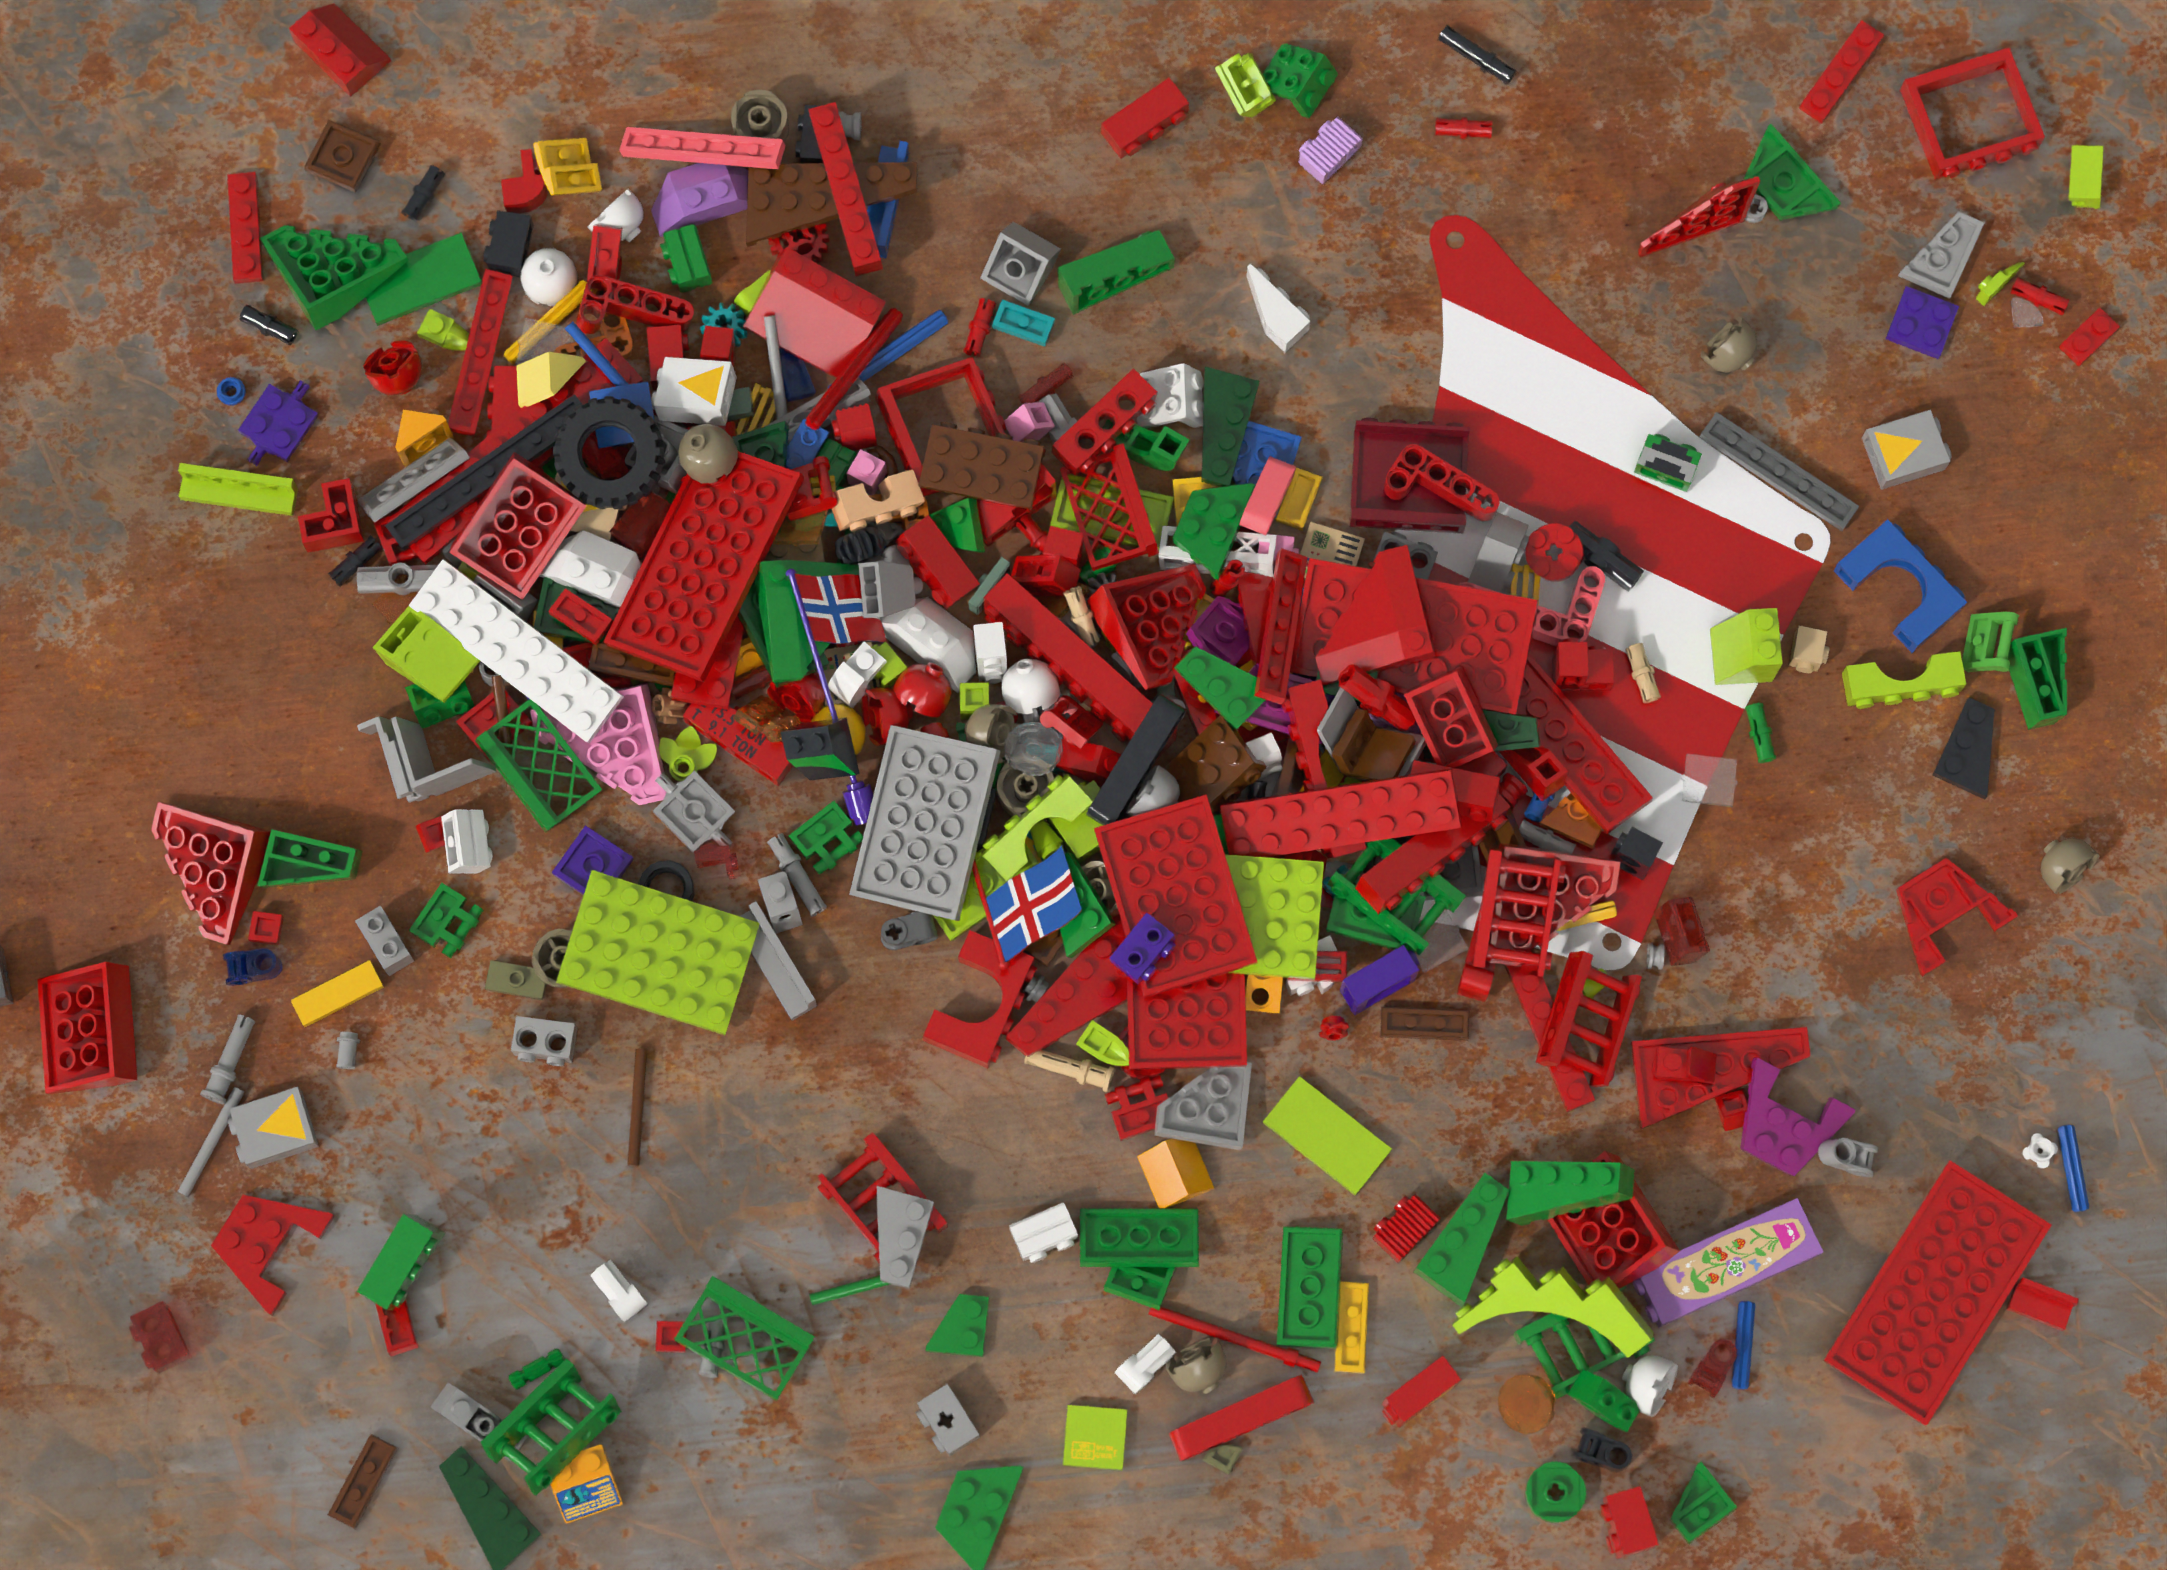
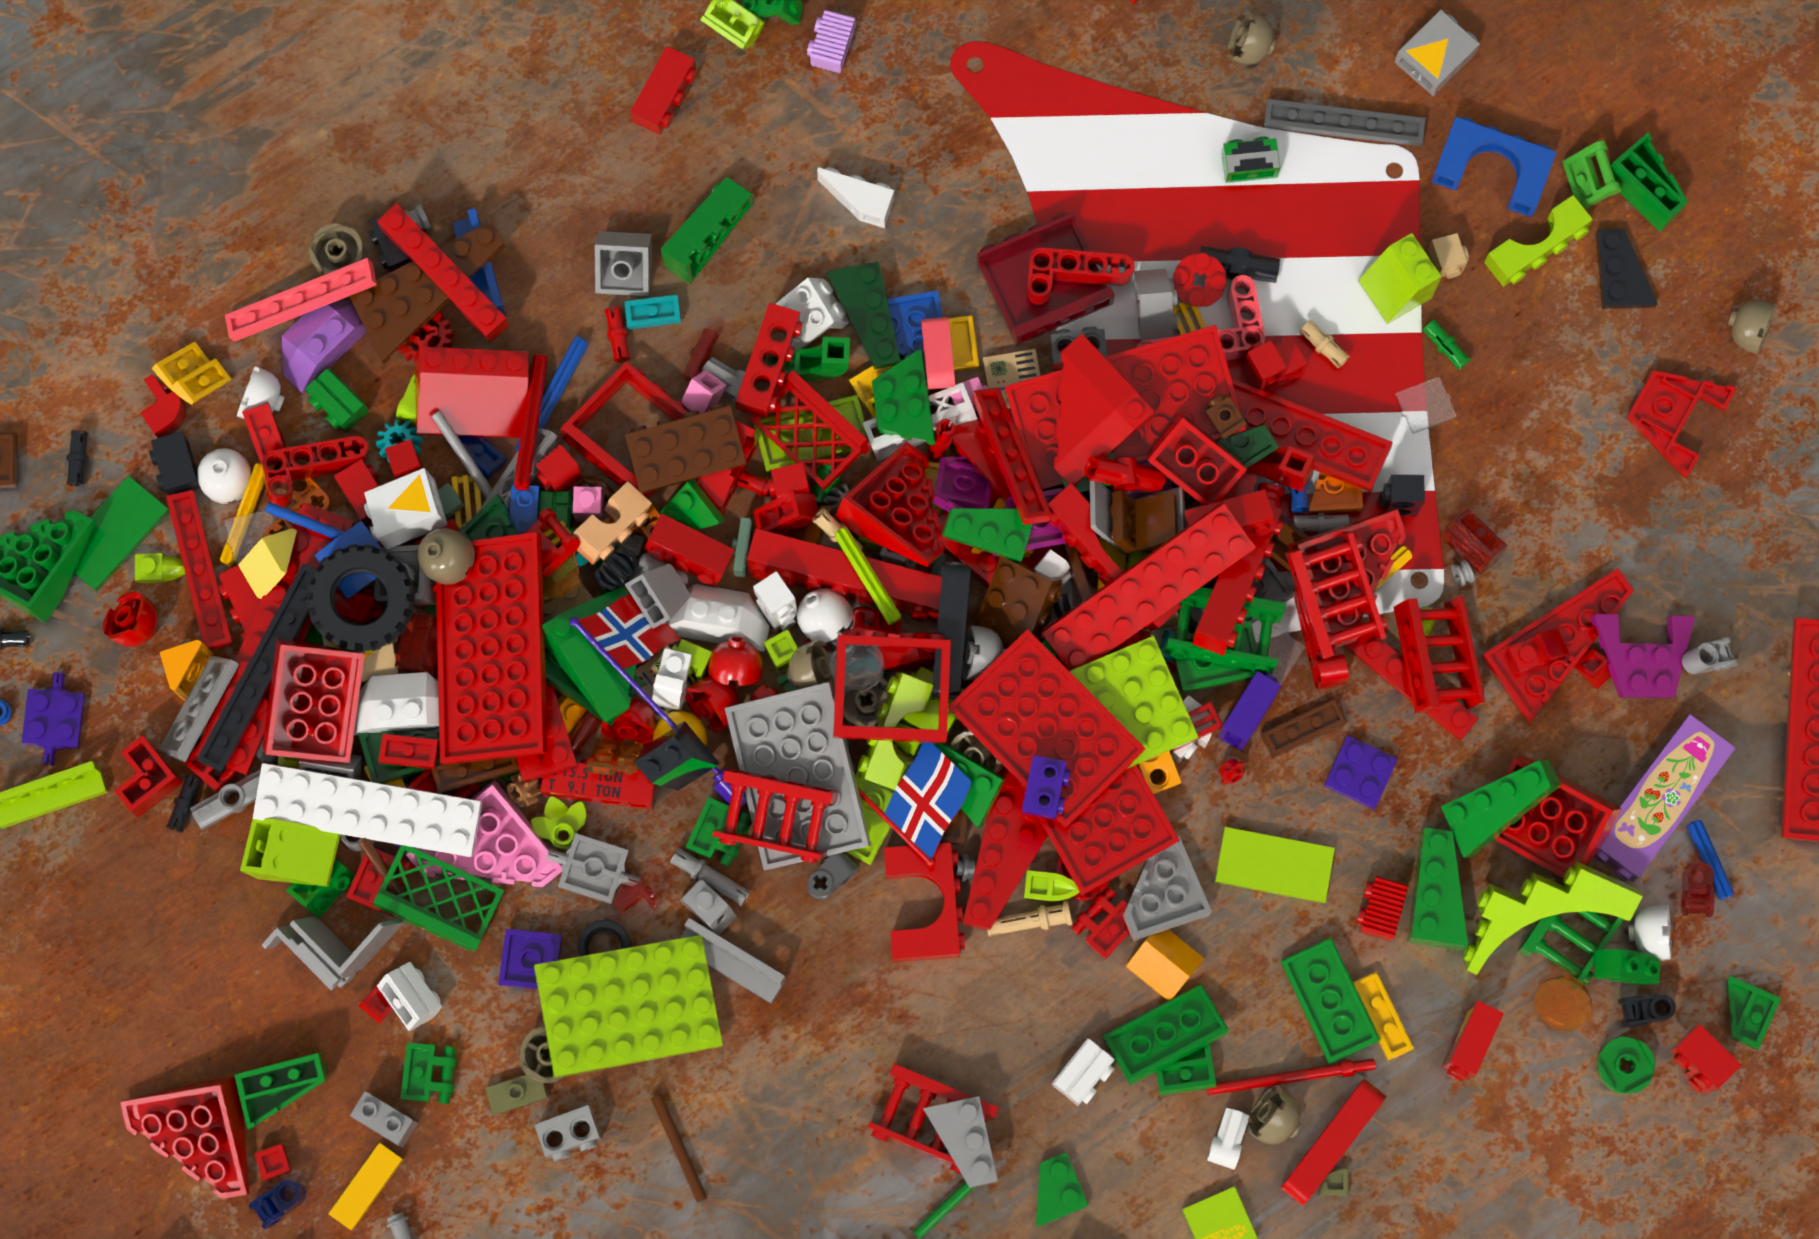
camera: 25 degrees left, 0 degrees up
(910, 835) = (792, 792): none -> red fence
(1064, 734) = (905, 640): none -> red window
(1086, 670) = (867, 576): none -> lime axle
(1455, 1092) = (1360, 772): none -> dark purple plate
(1506, 701) = (1229, 426): none -> reddish brown brick

